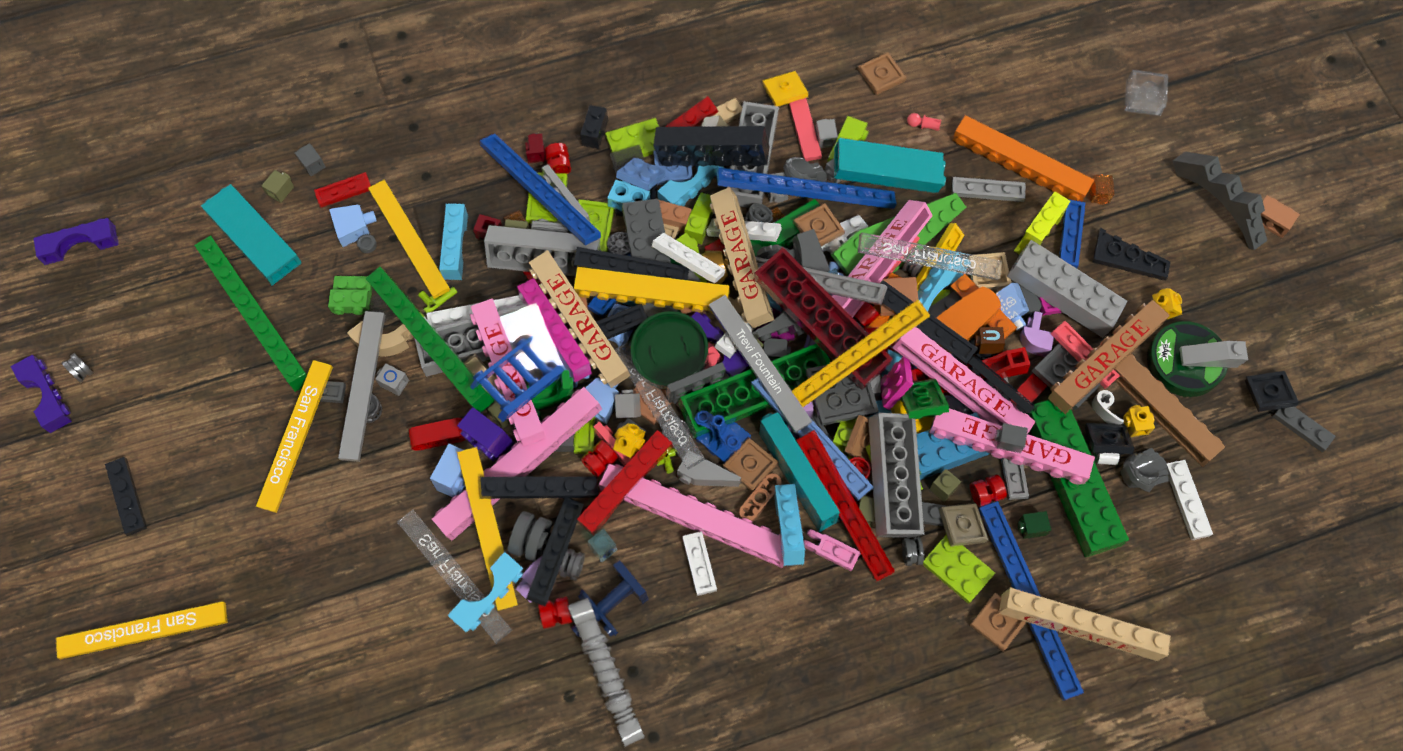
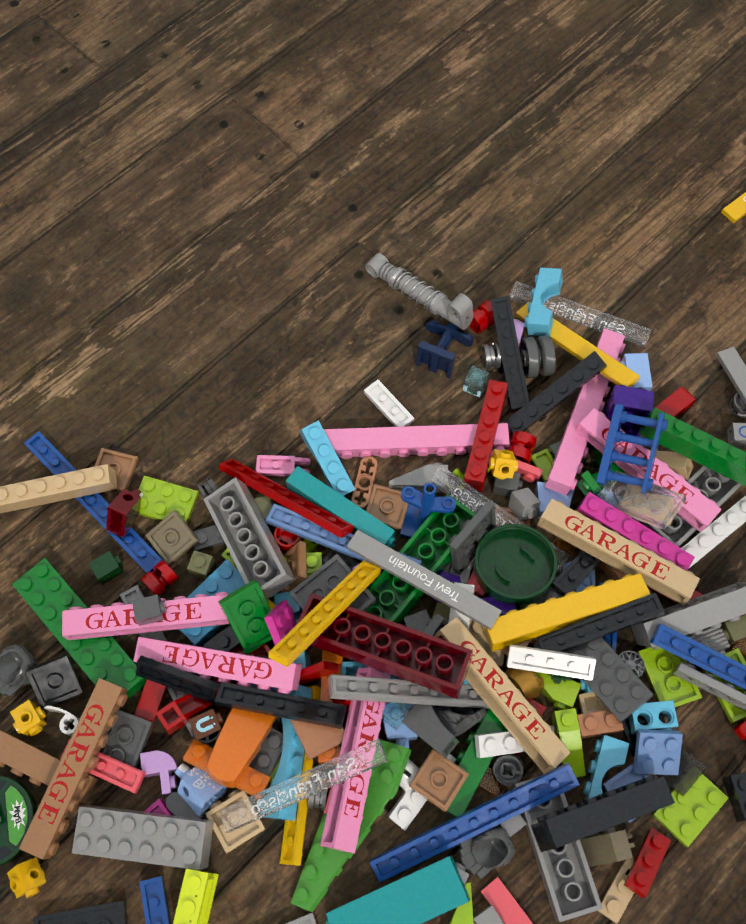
camera: 155 degrees right, 0 degrees up
(1009, 558) = (123, 511): none -> dark red torso

